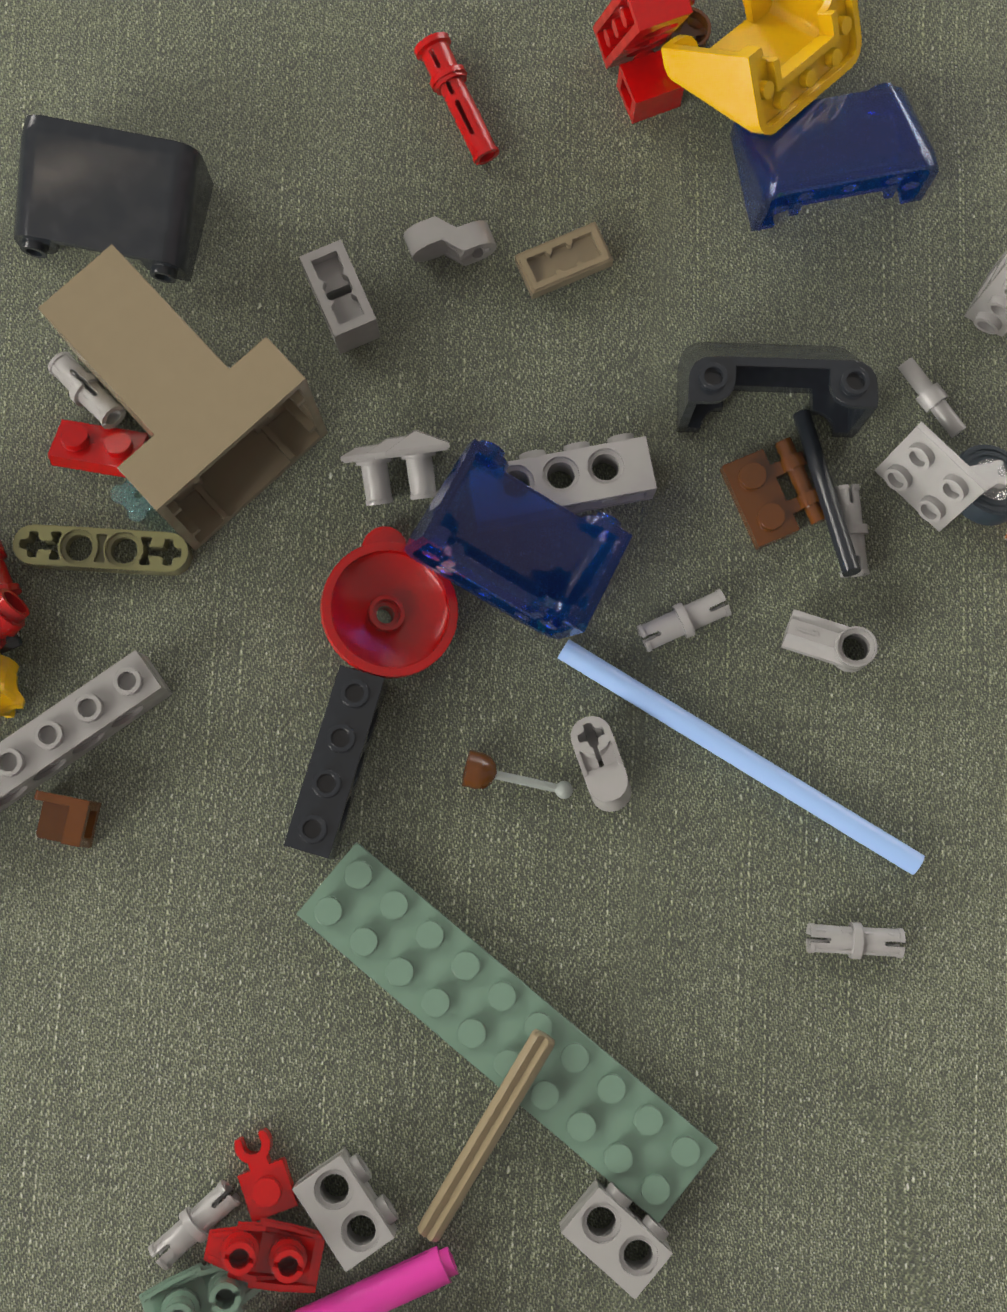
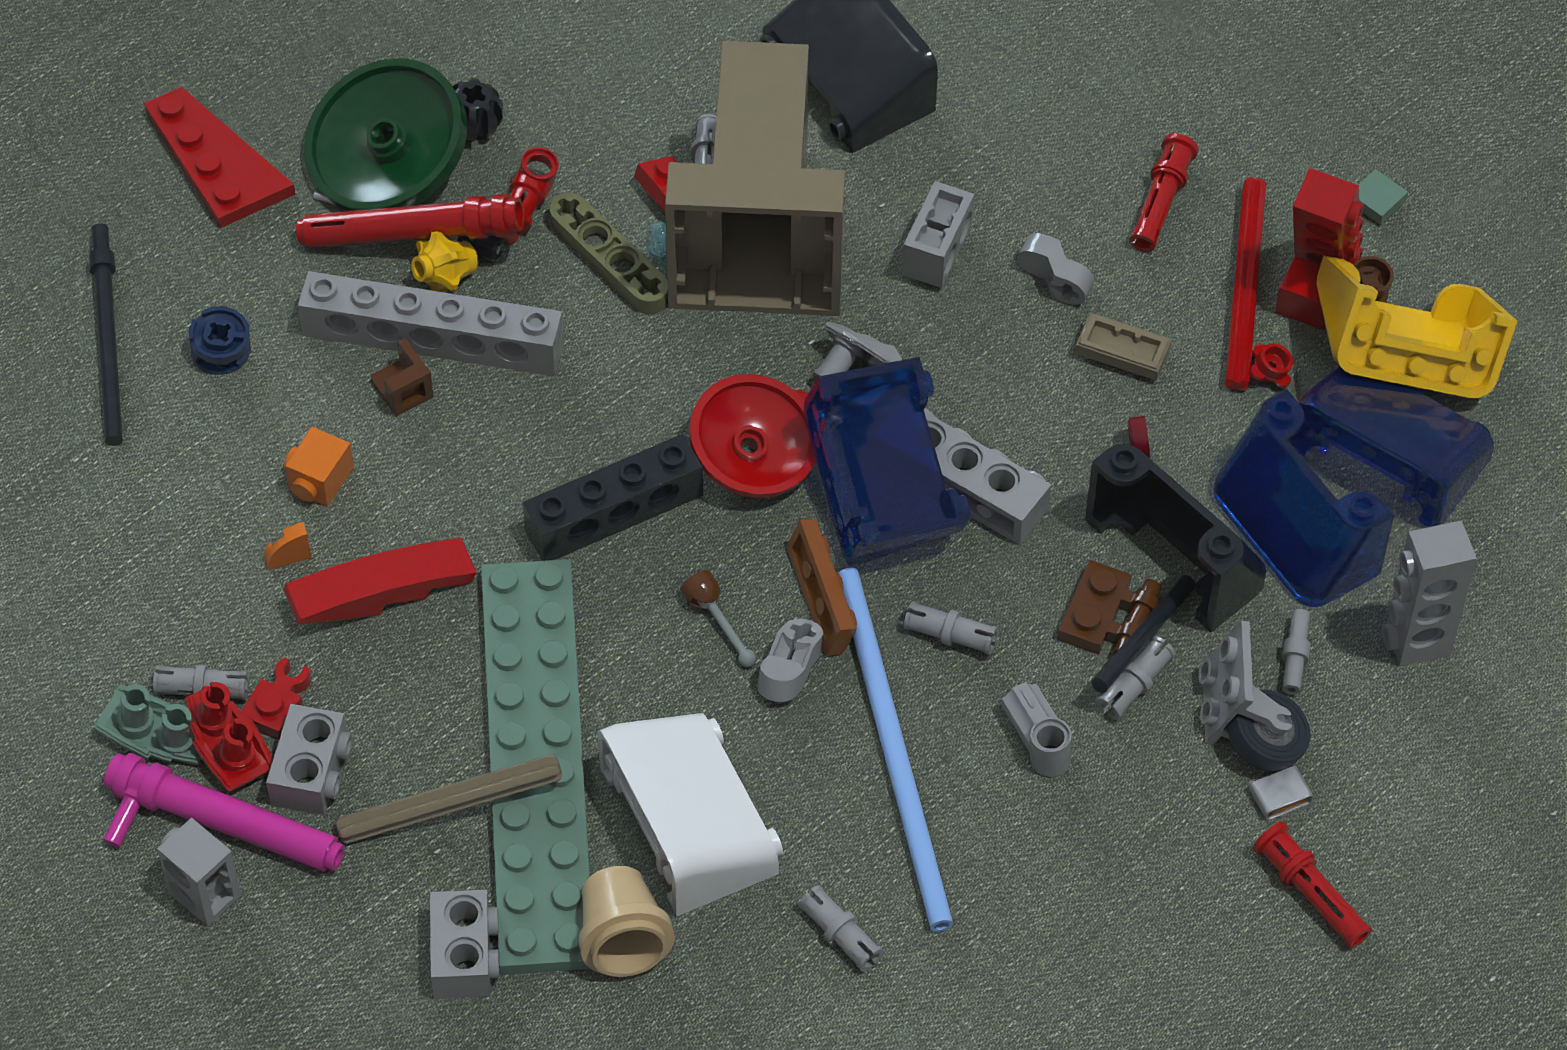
camera: 45 degrees right, 25 degrees down
(85, 960) = (318, 466): none -> orange brick
(137, 1045) = (288, 549): none -> orange tile
(238, 1009) = (379, 579): none -> red slope
(562, 681) = (821, 586): none -> dark orange plate
(593, 120) = (1245, 284): none -> red axle
(654, 329) = (1138, 434): none -> dark red tile
(660, 963) = (689, 807): none -> white windscreen
(683, 172) = (1272, 364): none -> red plate
(715, 1107) = (622, 924): none -> tan piece
(829, 288) = (1292, 518): none -> clear blue windscreen

